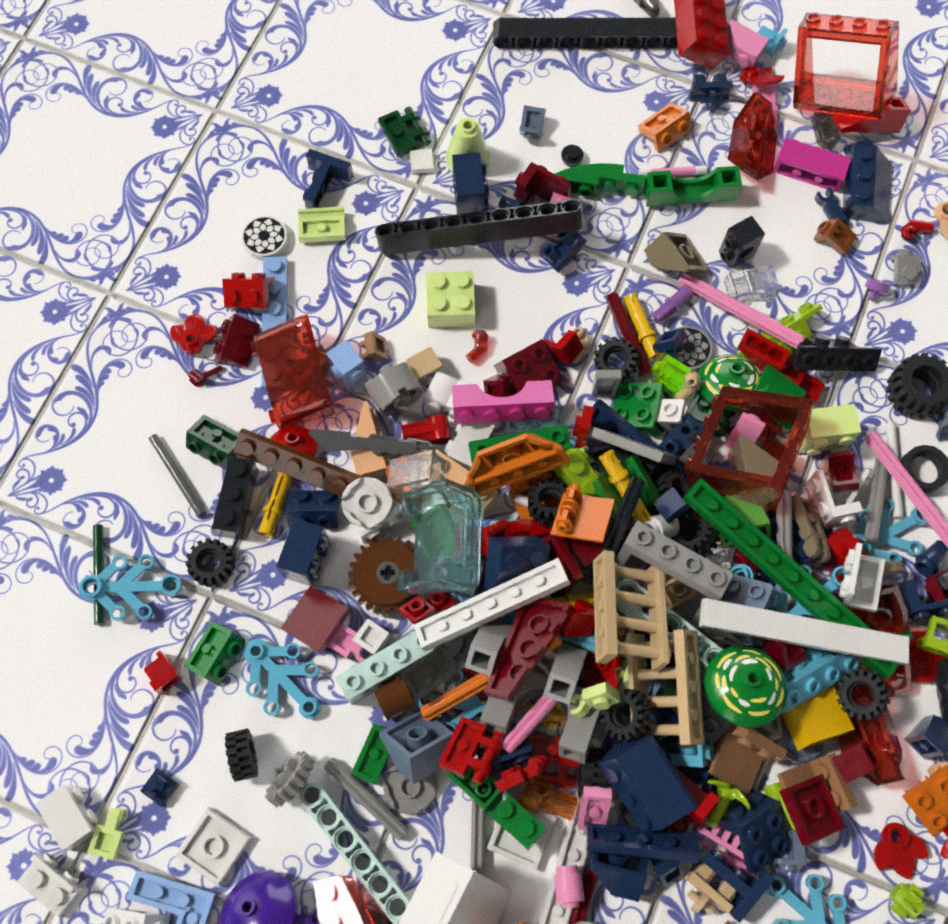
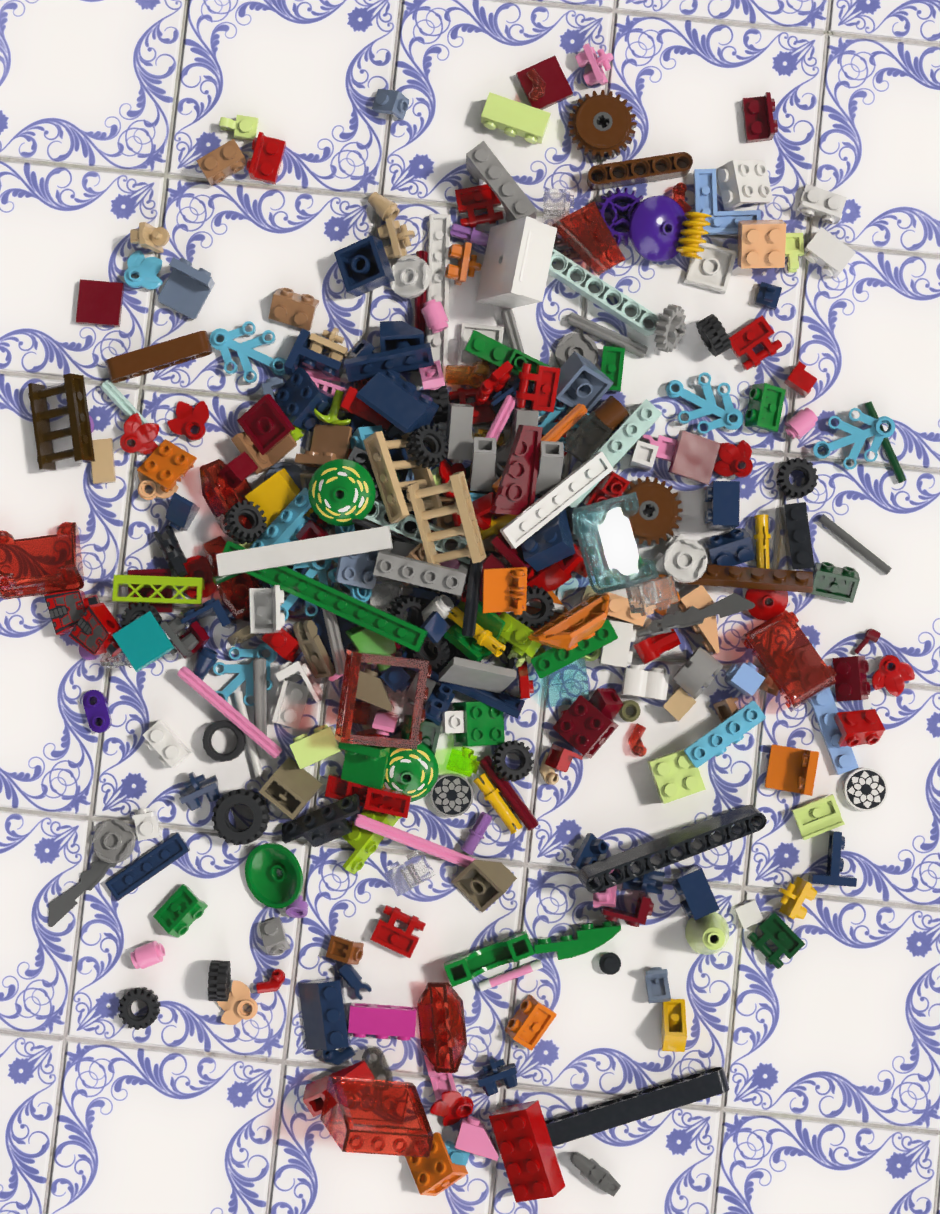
camera: 165 degrees right, 15 degrees up
(141, 852) = (761, 244): none -> light nougat brick
(181, 621) = (801, 423): none -> bright pink brick
(200, 741) = (750, 337): none -> red plate
(219, 889) = (693, 234): none -> yellow piece
(272, 609) = (731, 457): none -> red plate
(329, 272) = (791, 769): none -> orange bracket
(370, 160) = (795, 896): none -> yellow hips
(387, 318) = (727, 732): none -> medium azure bracket
(475, 406) = (574, 689): dark pink arch -> none
(476, 370) = (636, 711): none -> olive plate
(527, 85) = (674, 1025): none -> yellow slope
(596, 696) = (453, 449): yellowish green plate -> none
(606, 383) = (516, 732): light grey tile -> none
(671, 342) = (470, 789): dark blue tile -> none
(691, 386) = (442, 753): tan arm -> none
(741, 242) = (431, 909): black brick -> none
(781, 233) = (394, 937): none -> red plate
(787, 30) = (436, 1172): none -> orange bracket
(842, 471) = (295, 711): dark red bracket -> none
(868, 392) = (290, 788): none -> dark tan slope
(897, 319) = (266, 879): none -> green dish
(907, 900) = (178, 383): lime gear -> none

